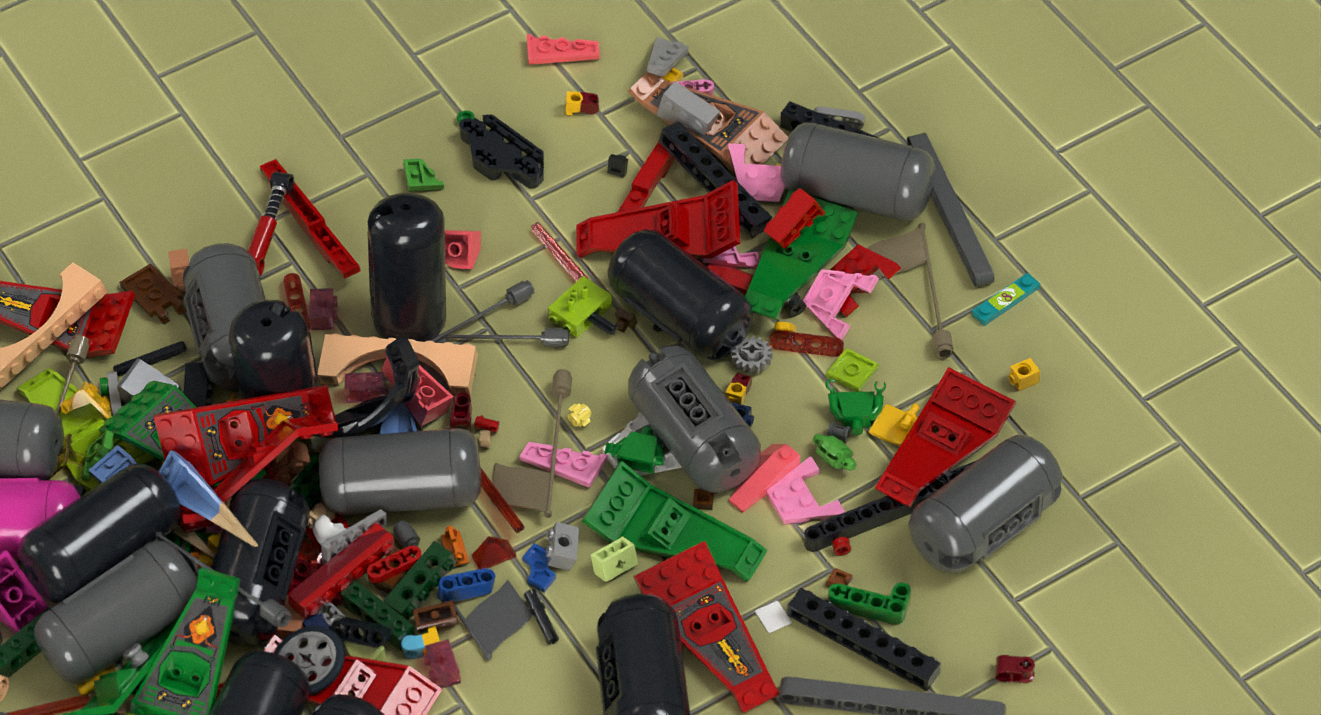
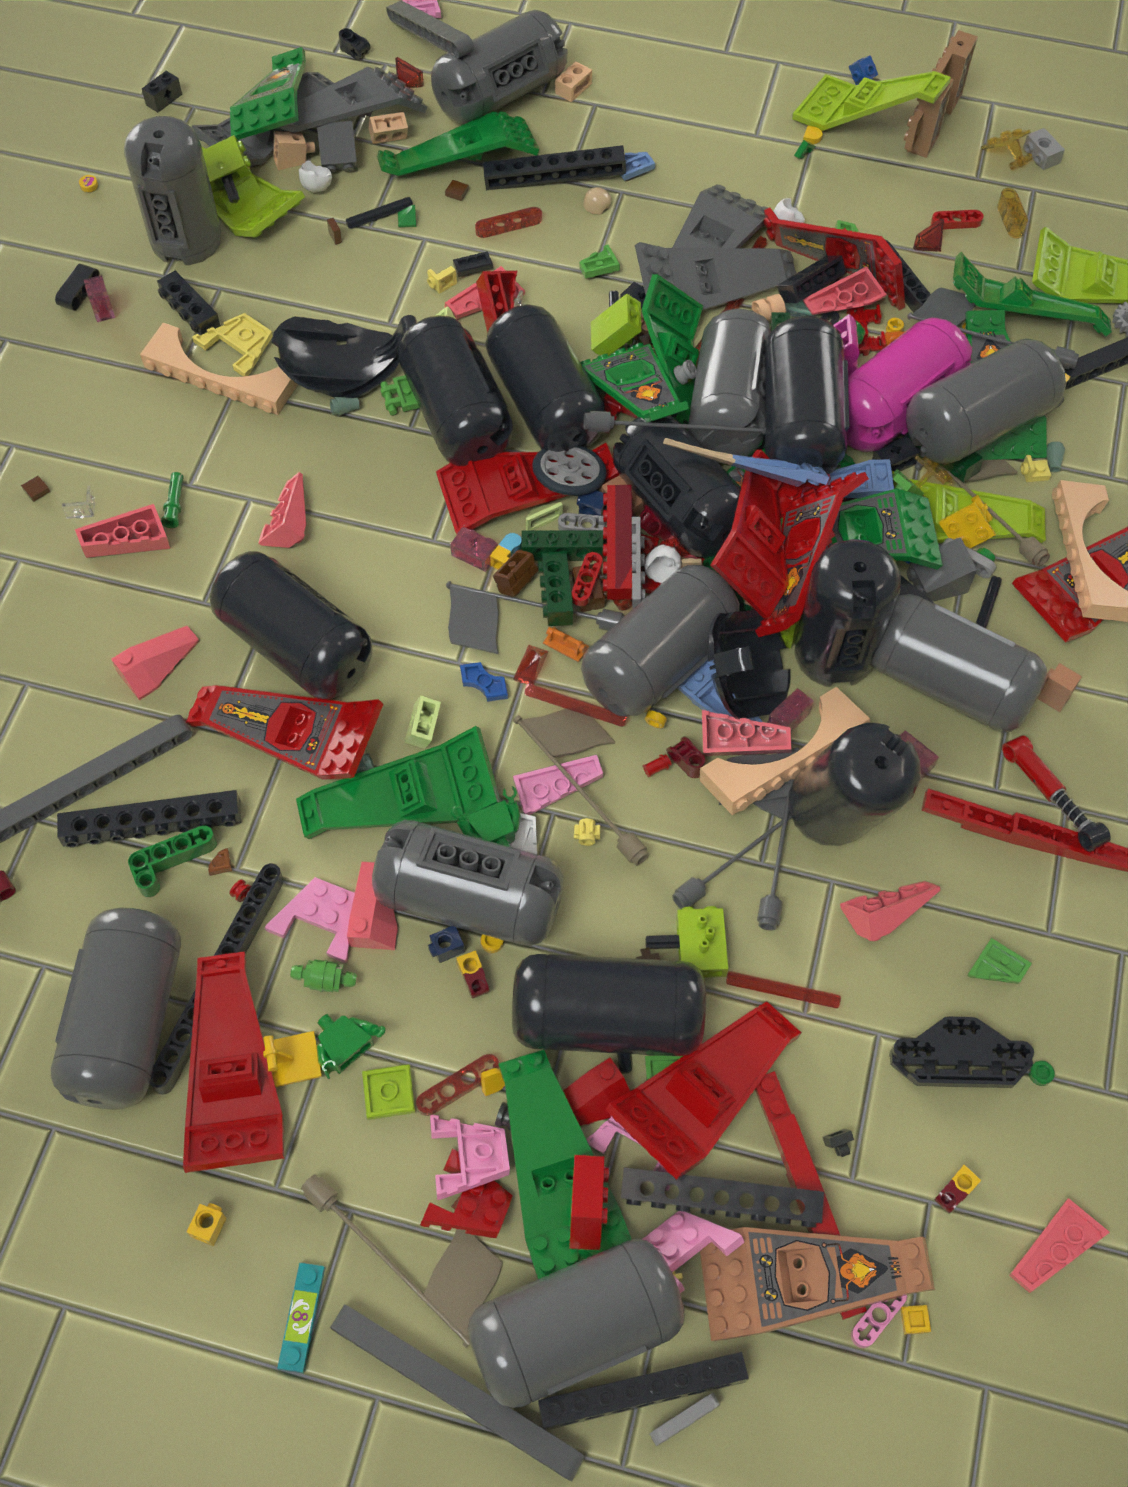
camera: 135 degrees right, 10 degrees up
(153, 293) = (1077, 659): reddish brown tile -> none
(296, 303) = (943, 746): clear red beam -> none
(369, 632) = (553, 512): black beam -> none
(466, 585) = (518, 604): blue beam -> none
(485, 439) = (643, 749): tan axle -> none
(537, 609) = (448, 644): black pin -> none
(562, 546) = (484, 713): light grey brick -> none
(666, 56) = (943, 1333): light grey wing -> none
(687, 108) = (827, 1247): light grey wedge -> none
(752, 355) = (492, 1013): light grey gear -> none
(773, 616) = (252, 788): white sticker -> none
(838, 431) = (340, 1005): dark grey bush -> none

